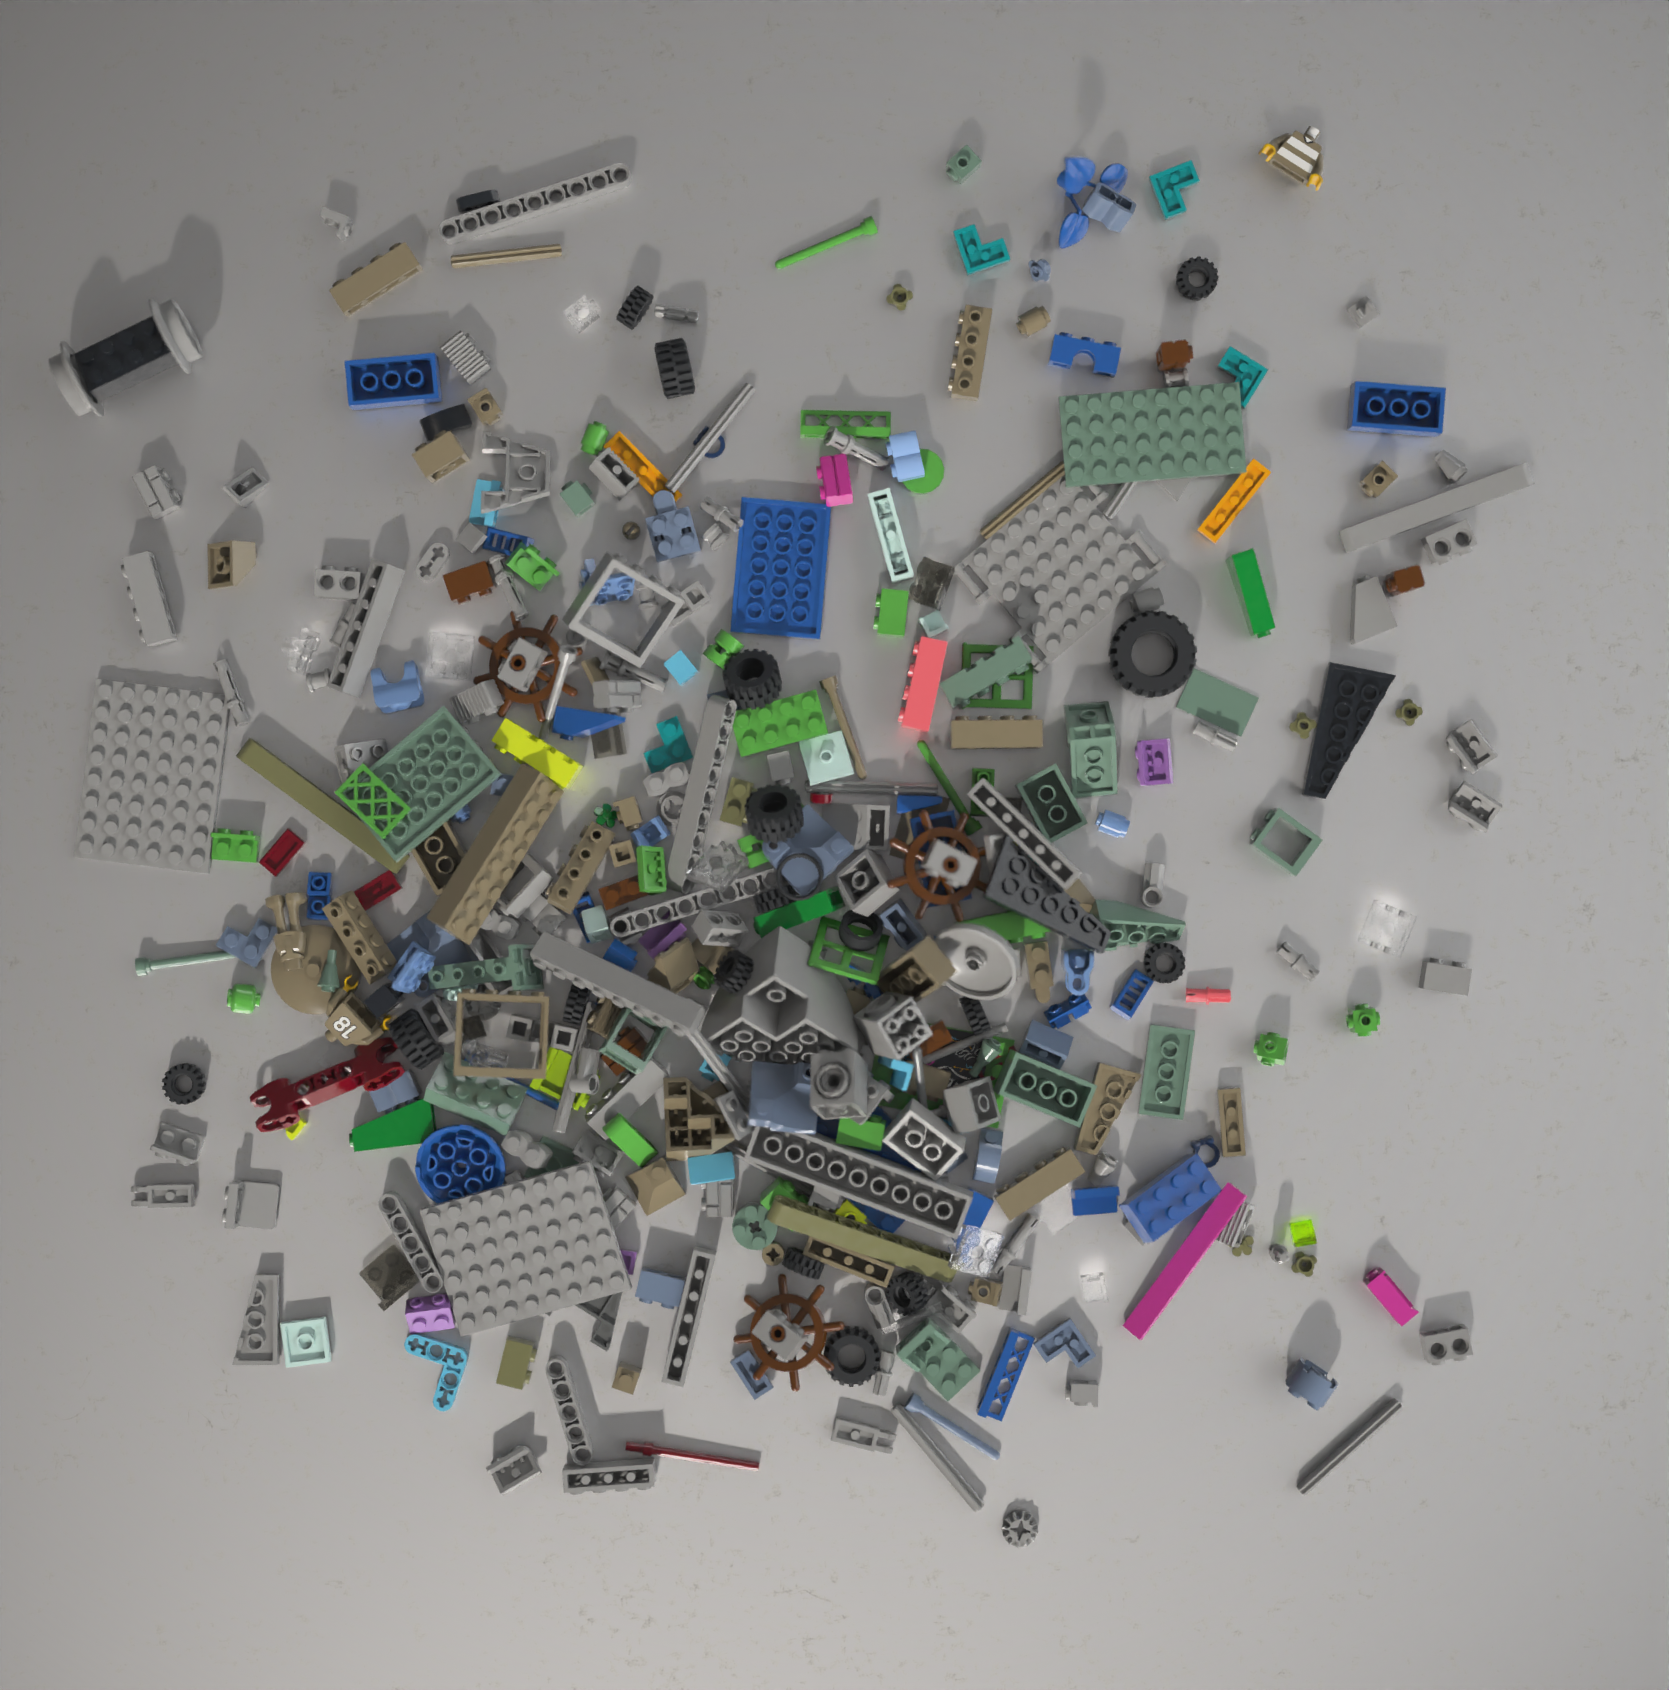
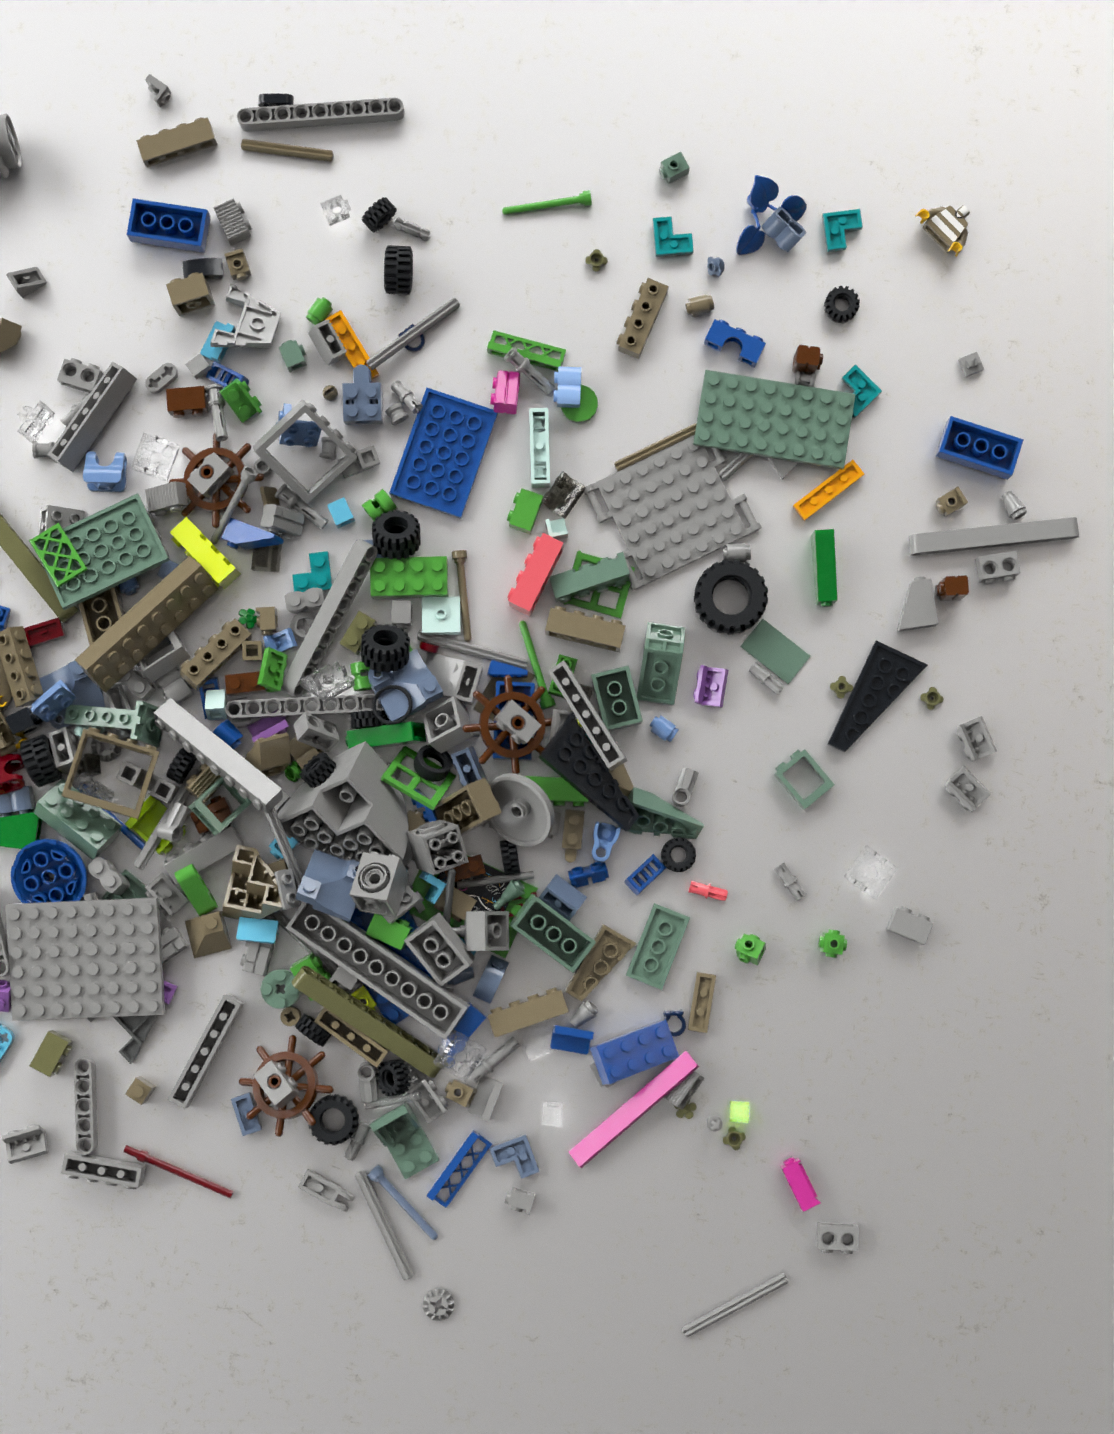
camera: 15 degrees right, 5 degrees down
(660, 1287) = (187, 1020): sand blue brick -> none
(1310, 1383) = (715, 1241): sand blue brick -> none

